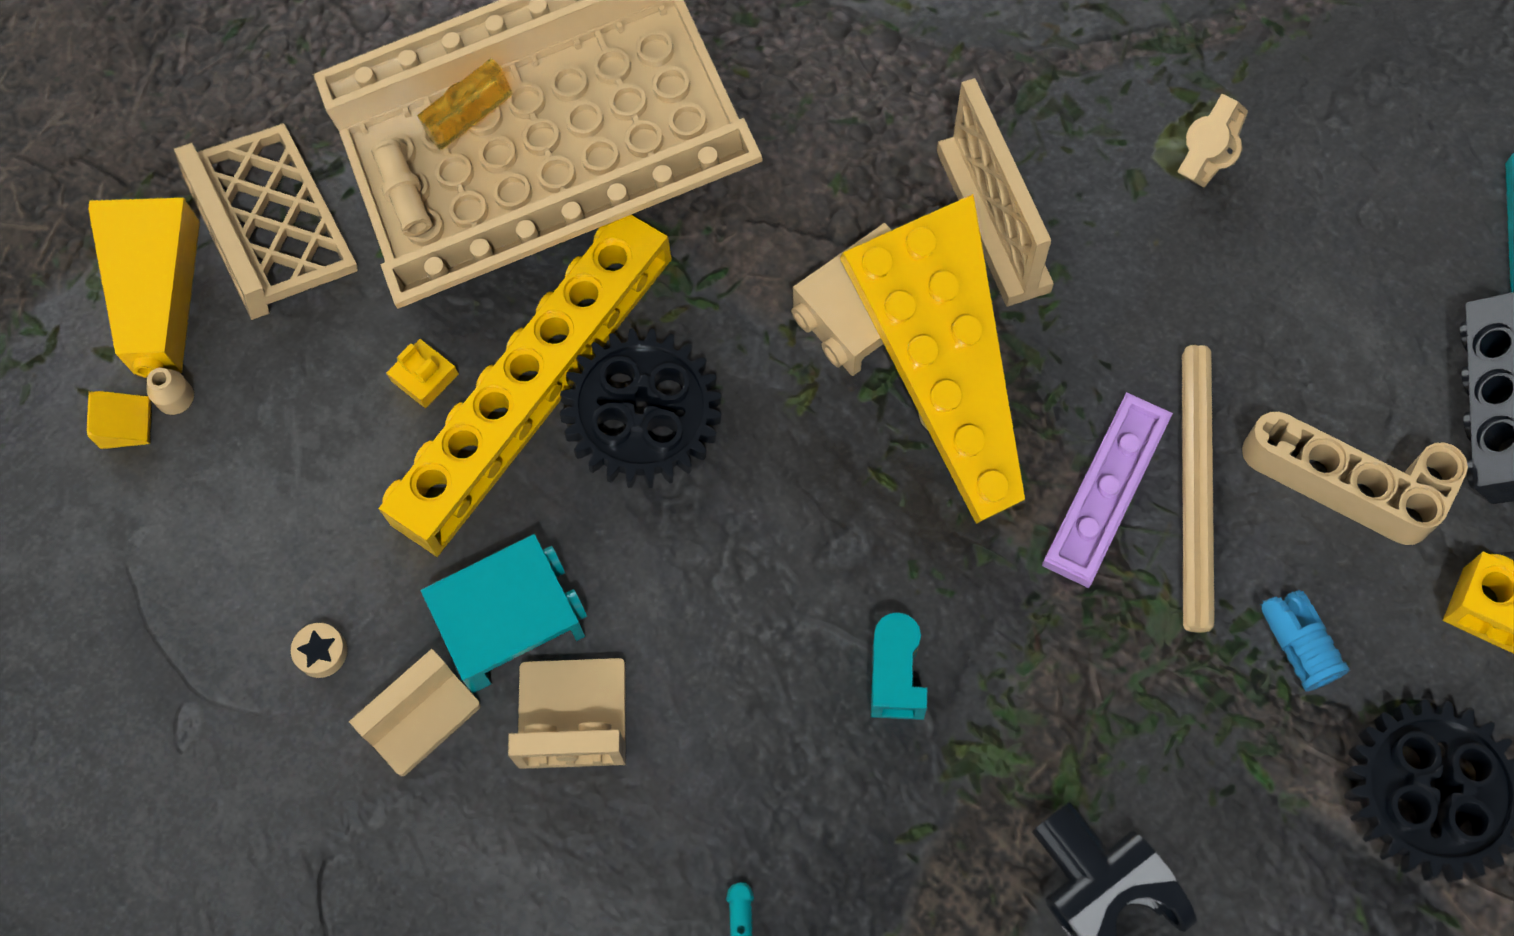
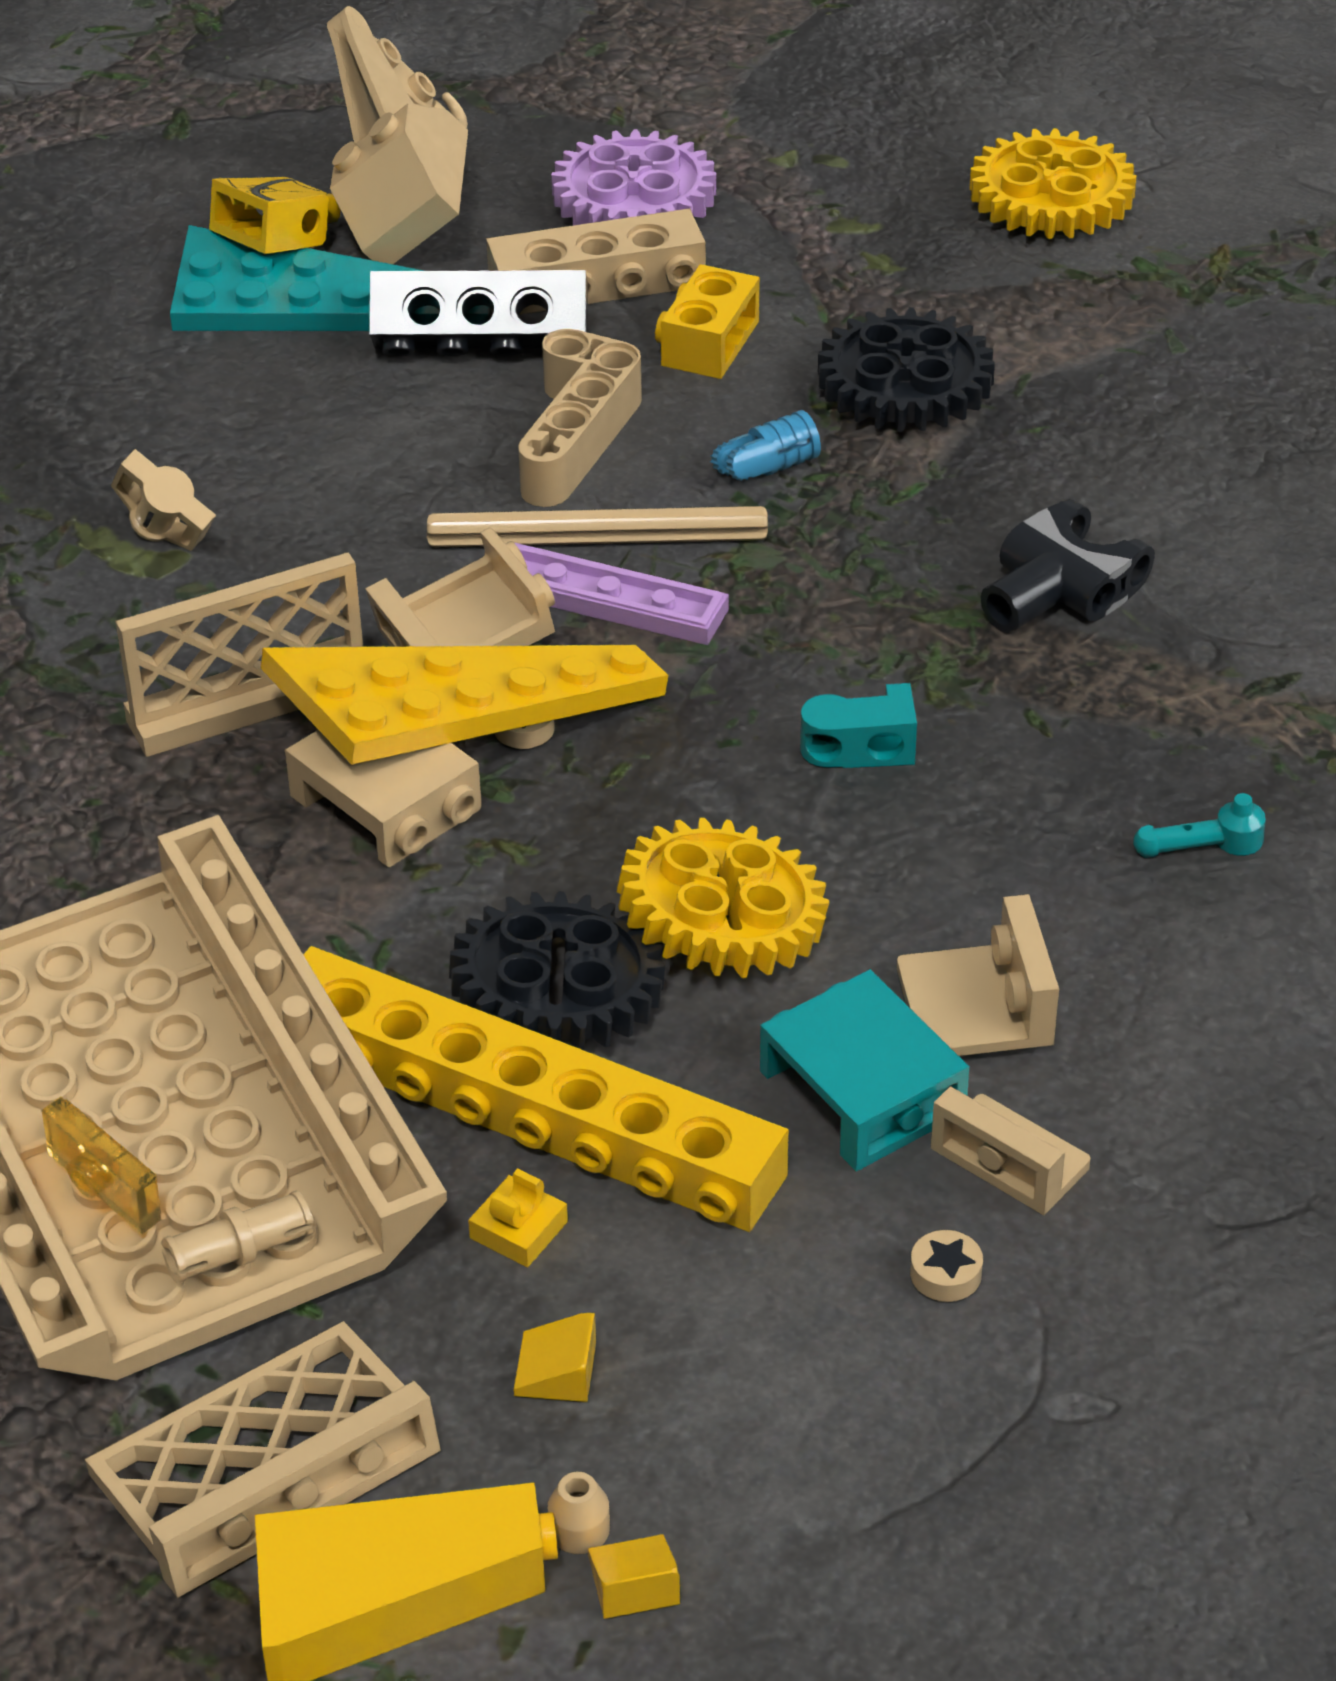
camera: 100 degrees left, 25 degrees down
(294, 389) = (557, 1359): none -> yellow slope
(695, 485) = (679, 899): none -> yellow gear
(1063, 362) = (477, 605): none -> tan panel

